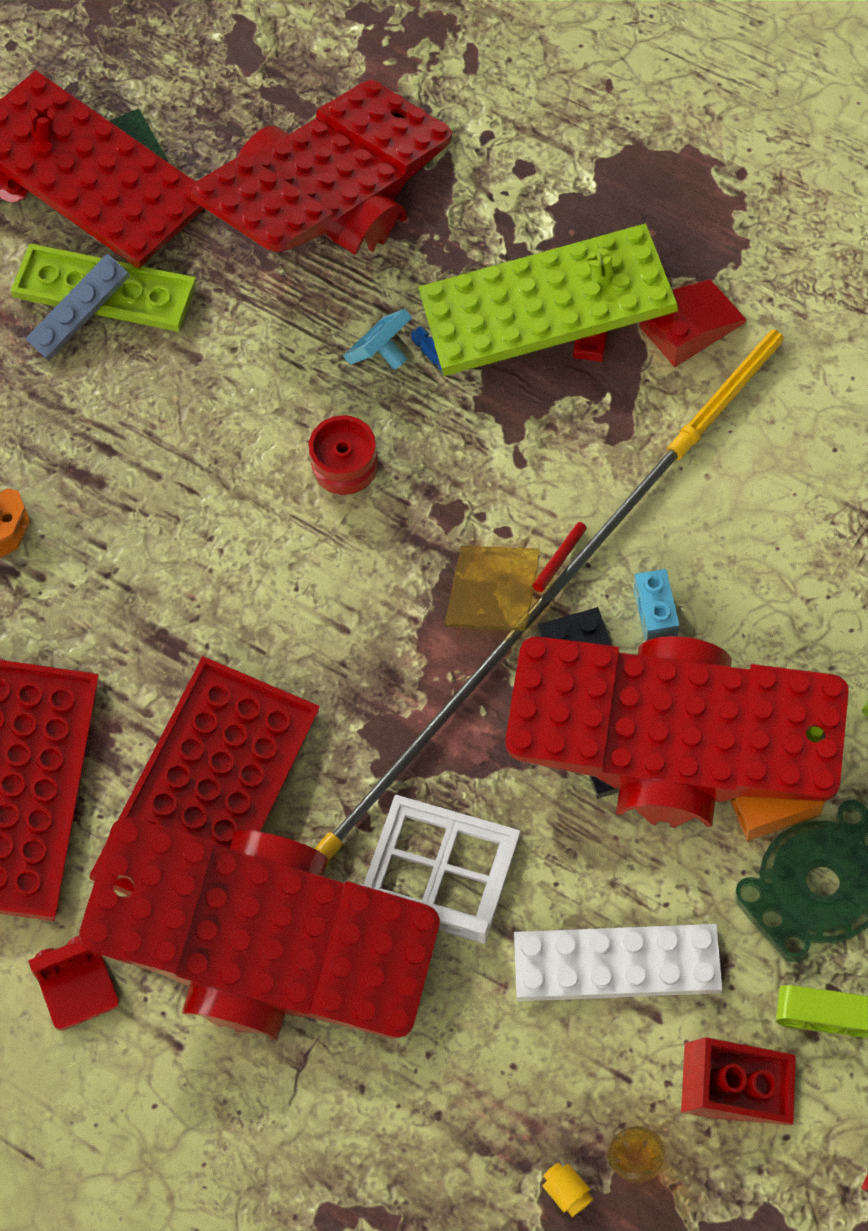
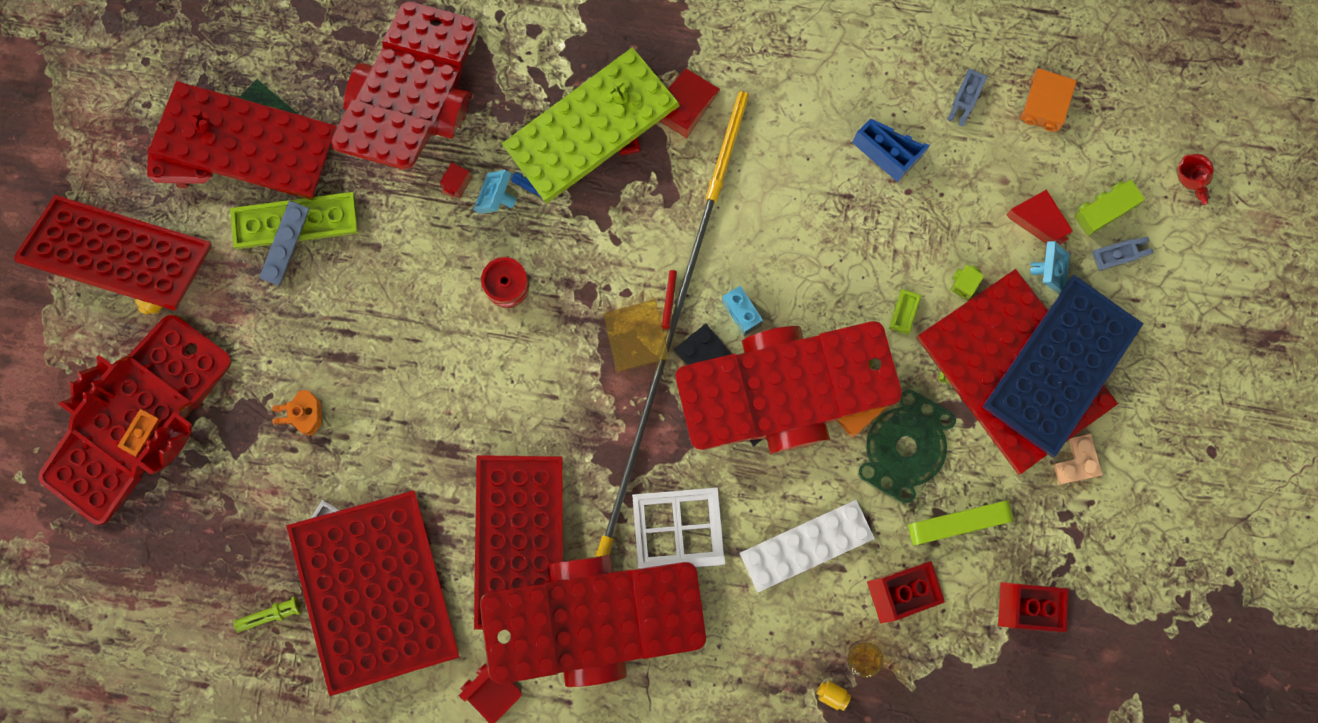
camera: 25 degrees left, 15 degrees up
(336, 309) = (455, 180): none -> red brick

